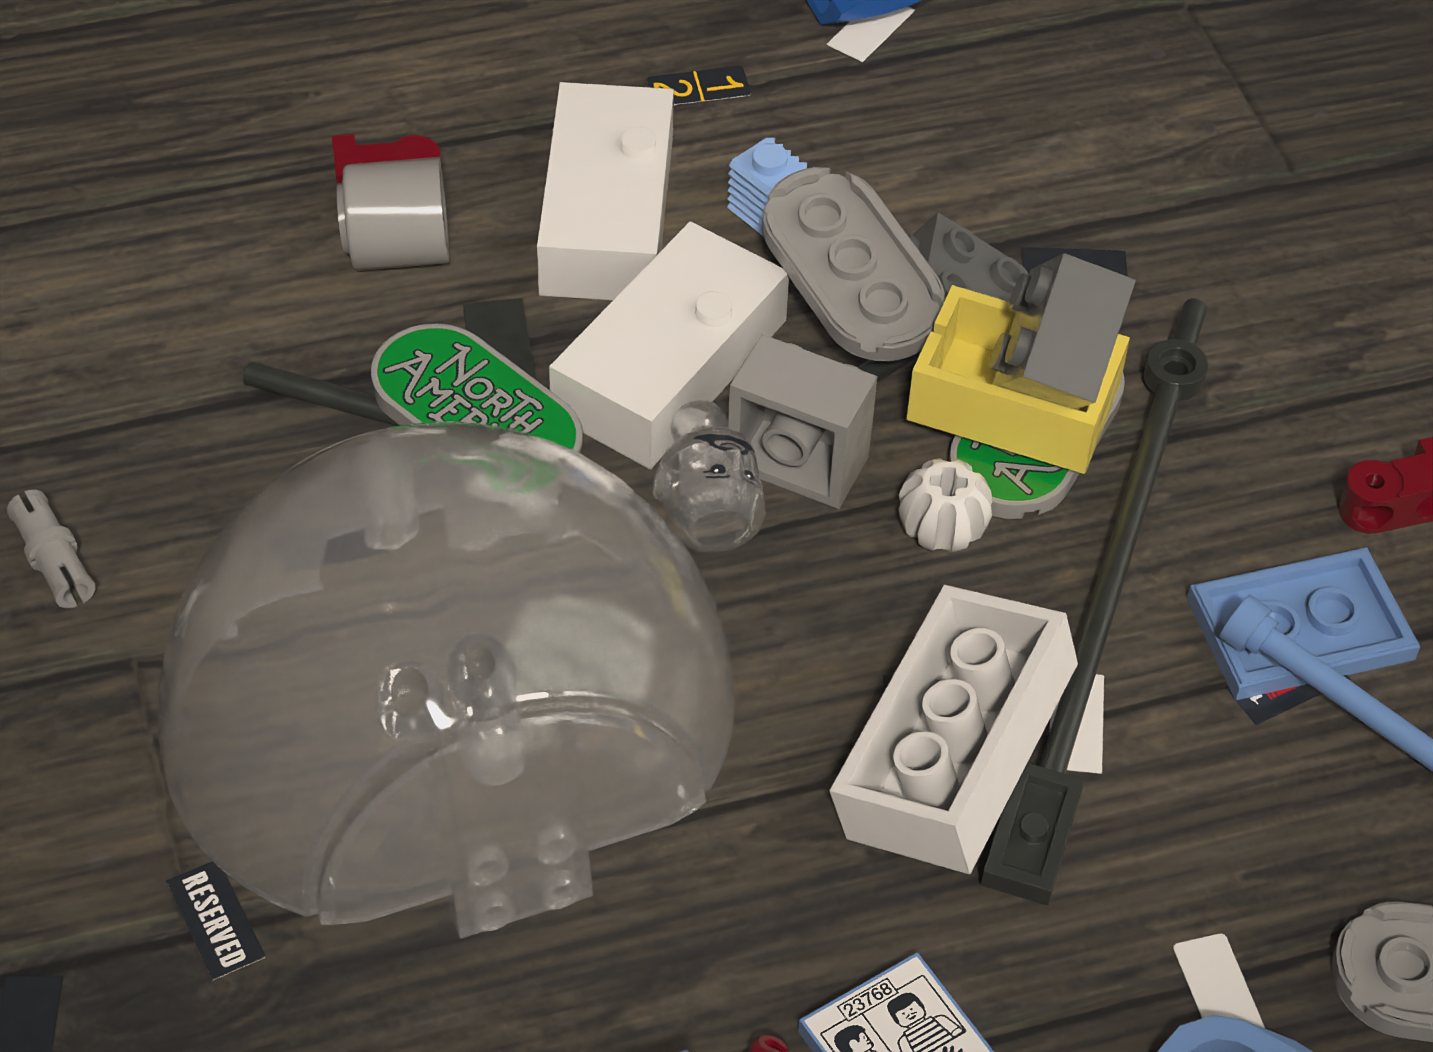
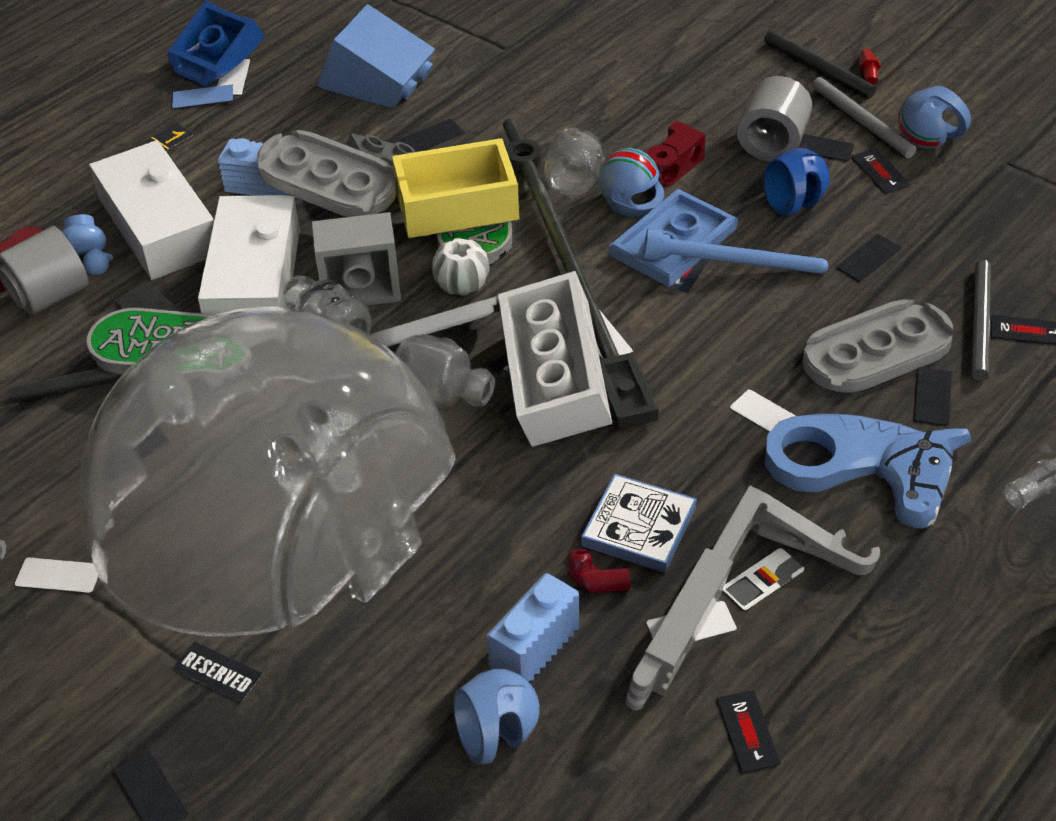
camera: 30 degrees left, 5 degrees down
(123, 662) = (57, 575): none -> white sticker
(486, 188) = (88, 242): none -> medium blue animal
(790, 656) = (446, 371): none -> clear piece
(807, 39) = (202, 96): none -> medium blue sticker
(819, 572) = (438, 321): none -> light grey tile
(1062, 331) = (476, 140): brick -> none
(1074, 105) = (376, 60): none -> medium blue slope
(1234, 424) = (574, 162): none -> clear piece
(1296, 489) = (627, 174): none -> medium blue helmet

